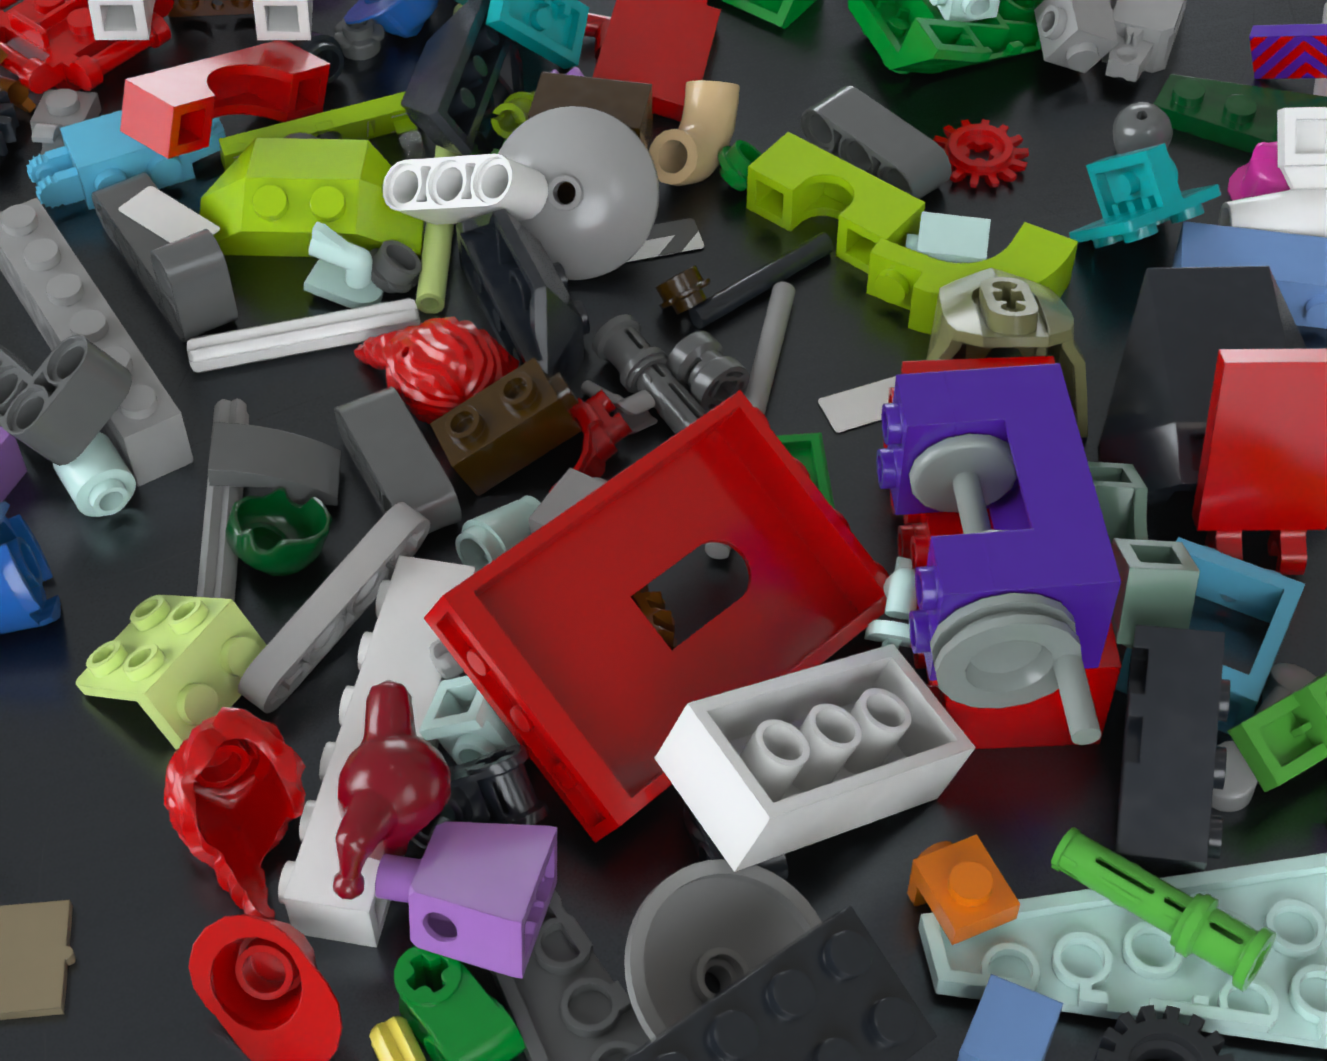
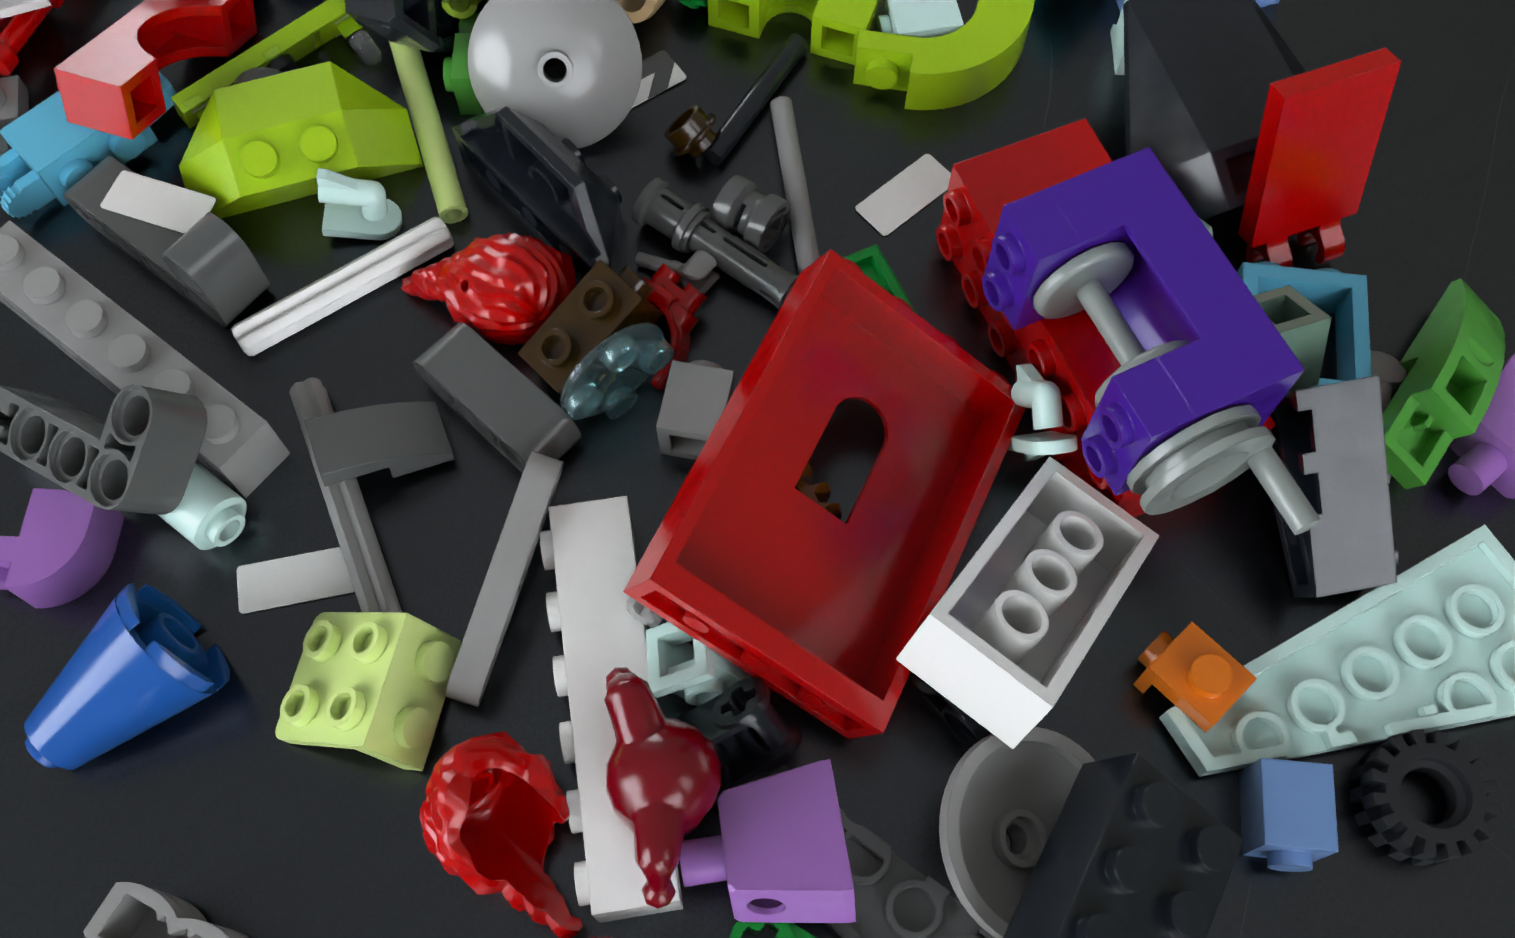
camera: 20 degrees left, 15 degrees up
(147, 564) = (292, 580): none -> white sticker
(277, 533) = (413, 512): dark green hair -> none
(395, 267) = (405, 186): dark grey plate -> none
(464, 188) = (423, 94): white beam -> none
(495, 532) = (627, 447): light aqua cone -> none
(511, 460) = (613, 372): none -> clear light blue dish
(1009, 311) = (1009, 85): olive piece -> none
(1193, 923) = (1406, 644): bright green pin -> none

